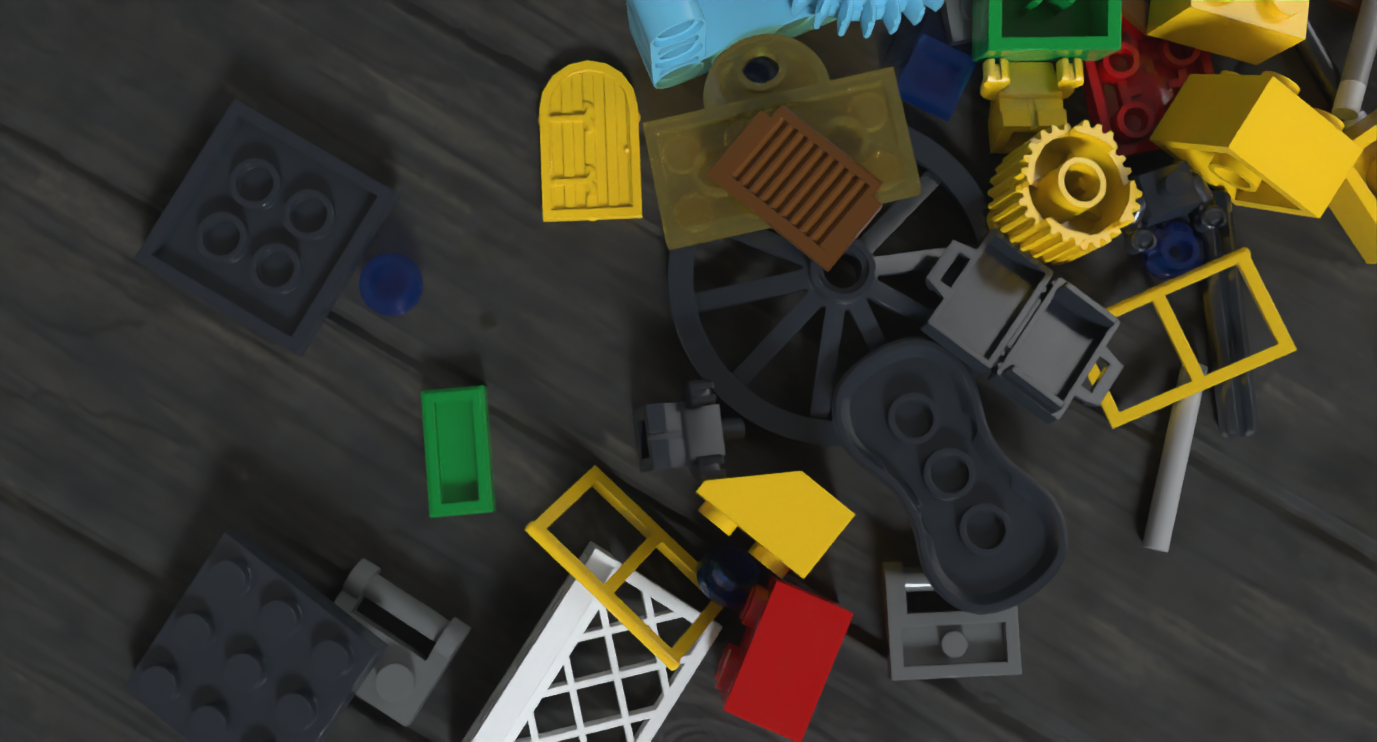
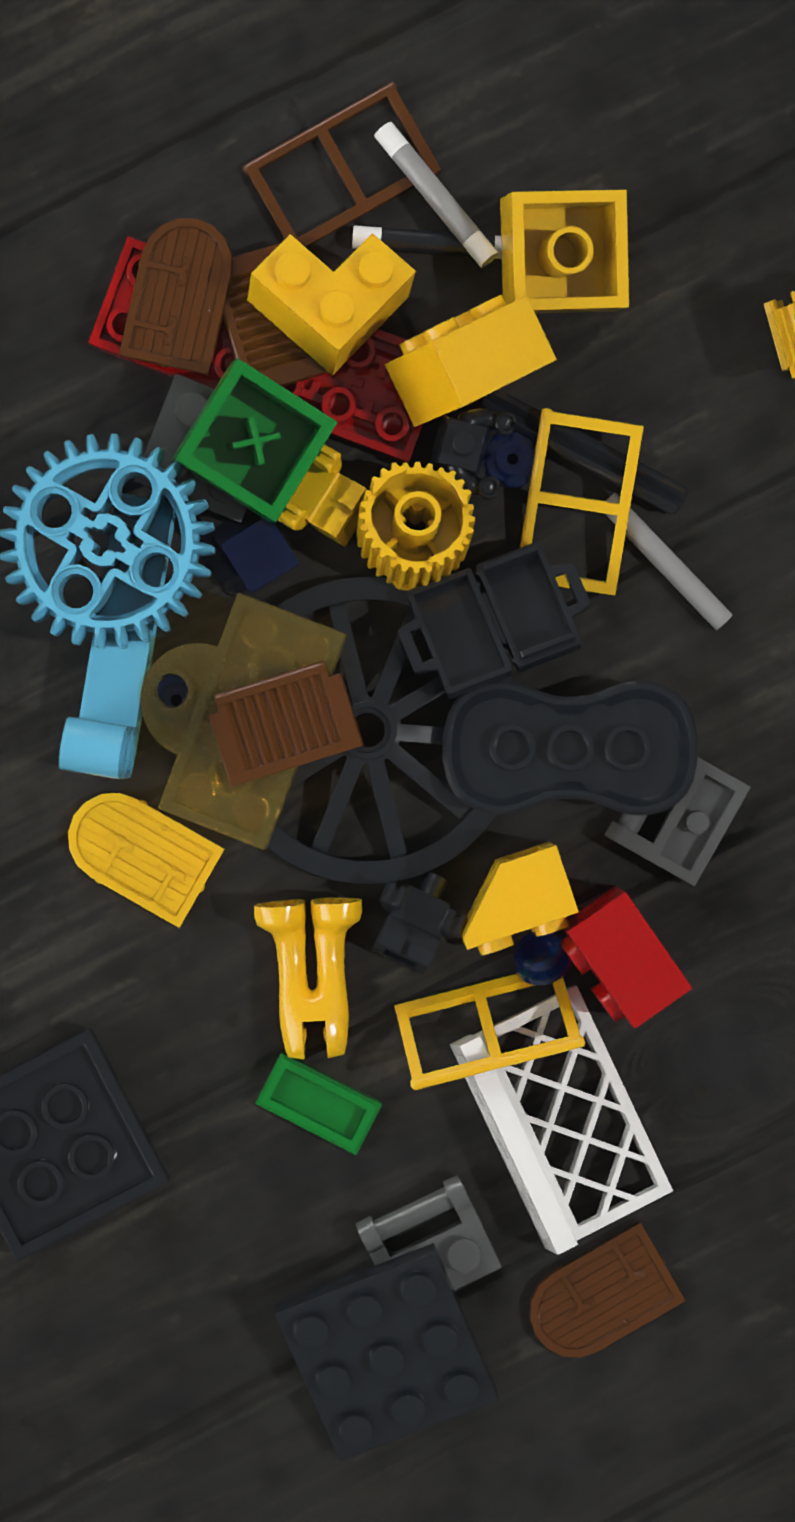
camera: 55 degrees left, 5 degrees up
(391, 284) = (157, 1075): clear blue plate -> none
(543, 368) = (296, 1000): none -> yellow piece

